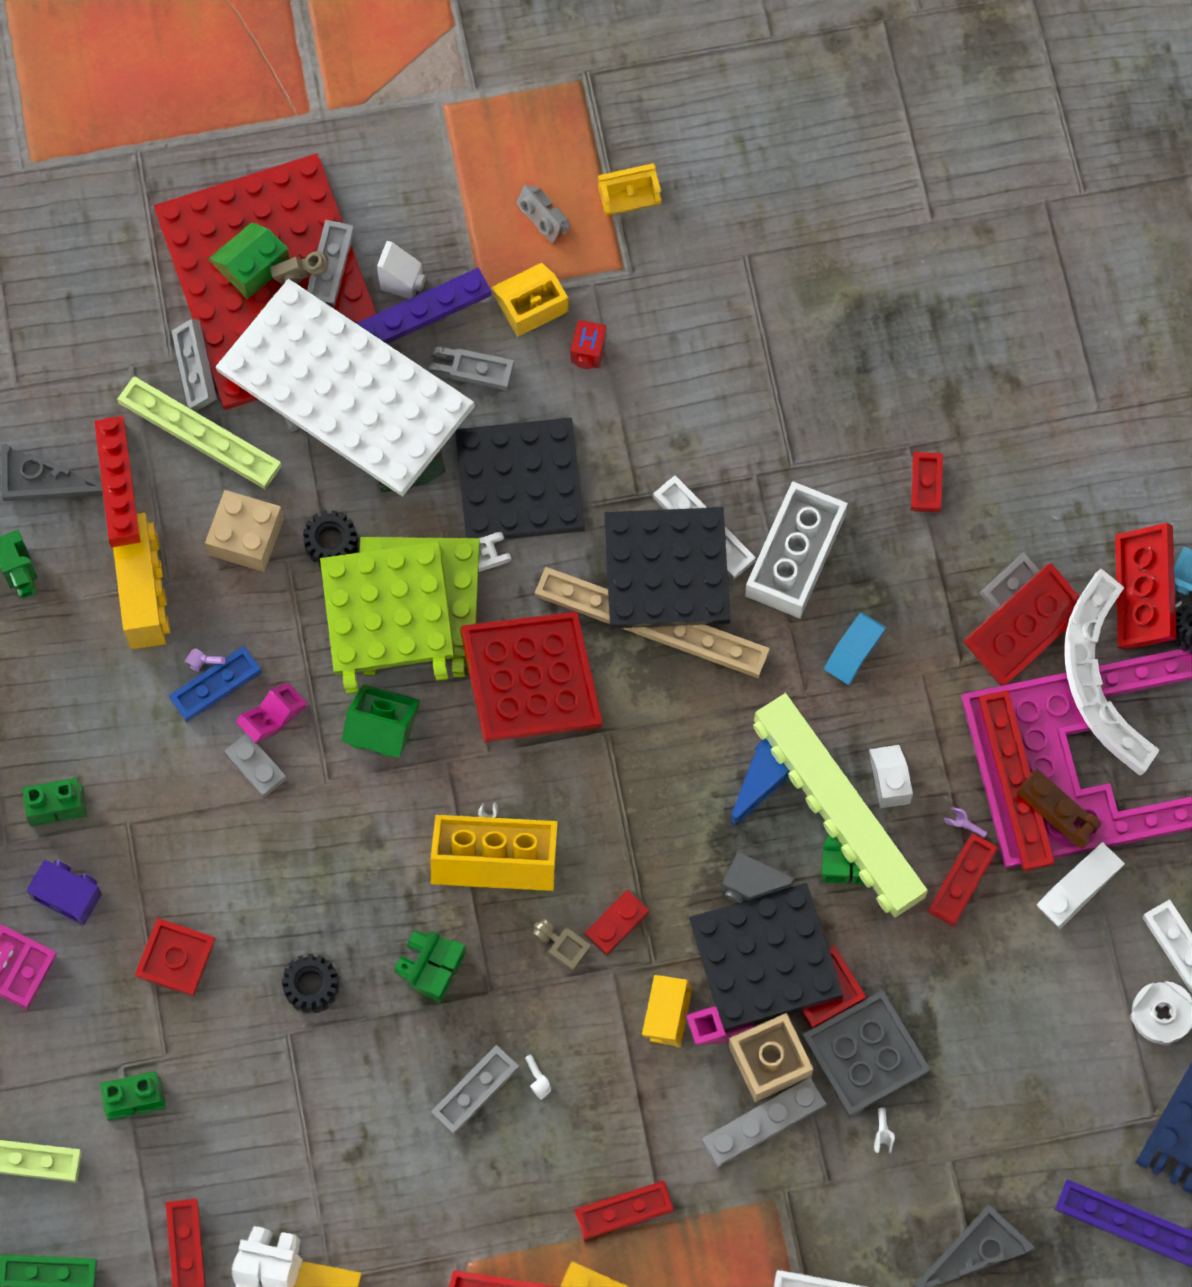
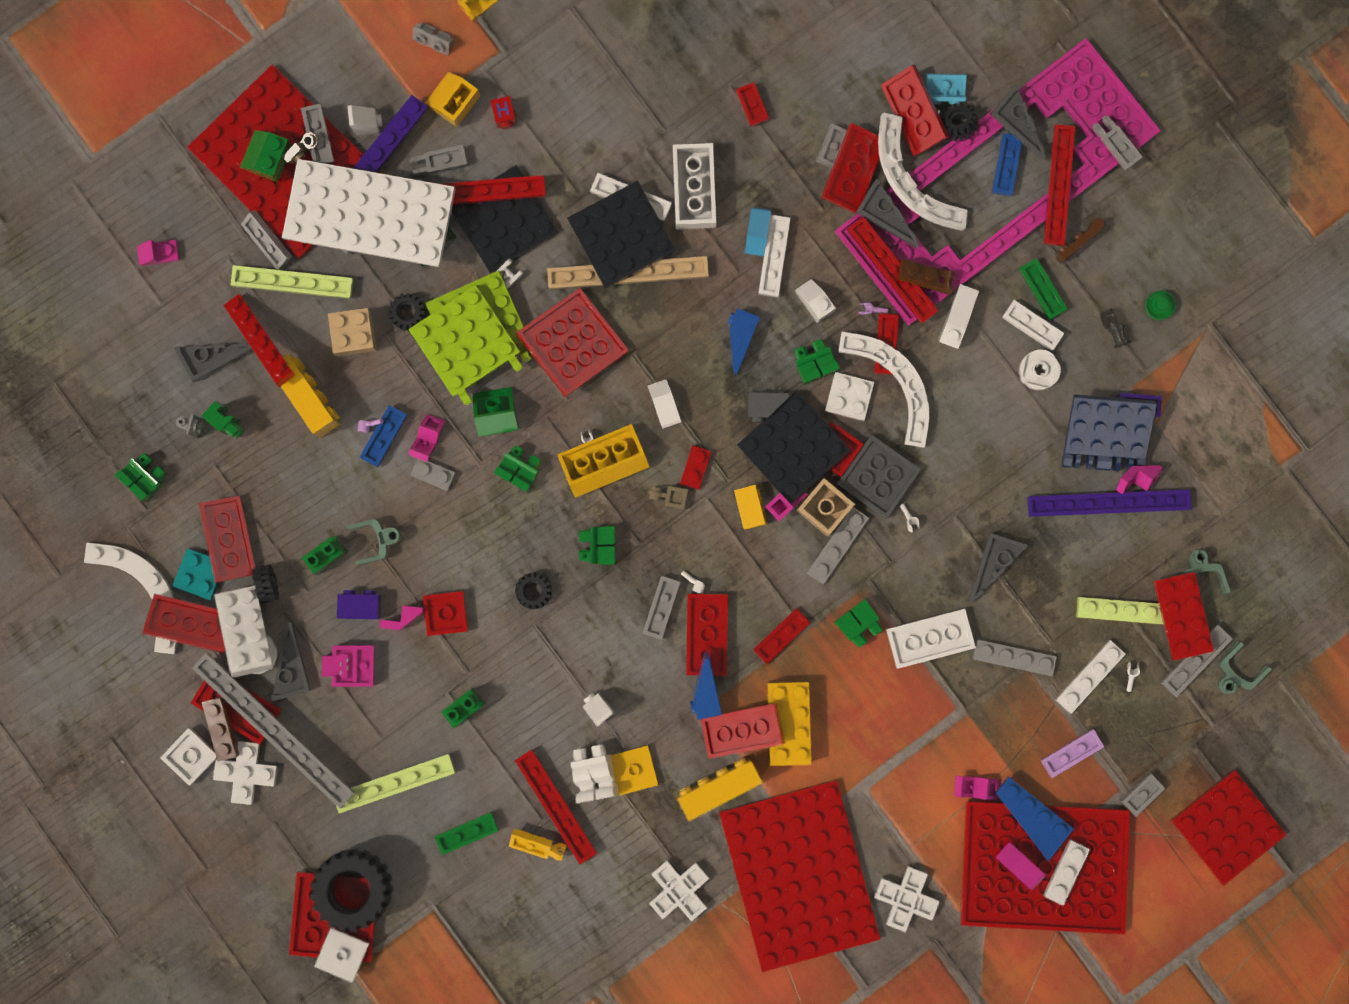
camera: 25 degrees left, 15 degrees up
(47, 319) = (158, 252): none -> dark pink slope
(123, 937) = (408, 615): none -> dark pink slope
(146, 815) = (383, 536): none -> sand green piece
(317, 1185) = (597, 708): none -> white slope
(369, 812) = (511, 464): none -> green hips
(477, 1238) = (705, 695): none -> blue slope
(519, 1157) = (707, 632): none -> red plate
(531, 436) = (498, 189): none -> red plate
(615, 816) = (664, 404): none -> white slope
(728, 1246) = (866, 617): none -> green hips
(839, 805) = (796, 336): yellowish green brick -> none
(862, 691) = (774, 256): none -> white plate
(874, 931) = (849, 396): none -> white plate
(969, 935) = (904, 373): none -> white plate
(1036, 694) = (880, 210): none -> dark grey wing

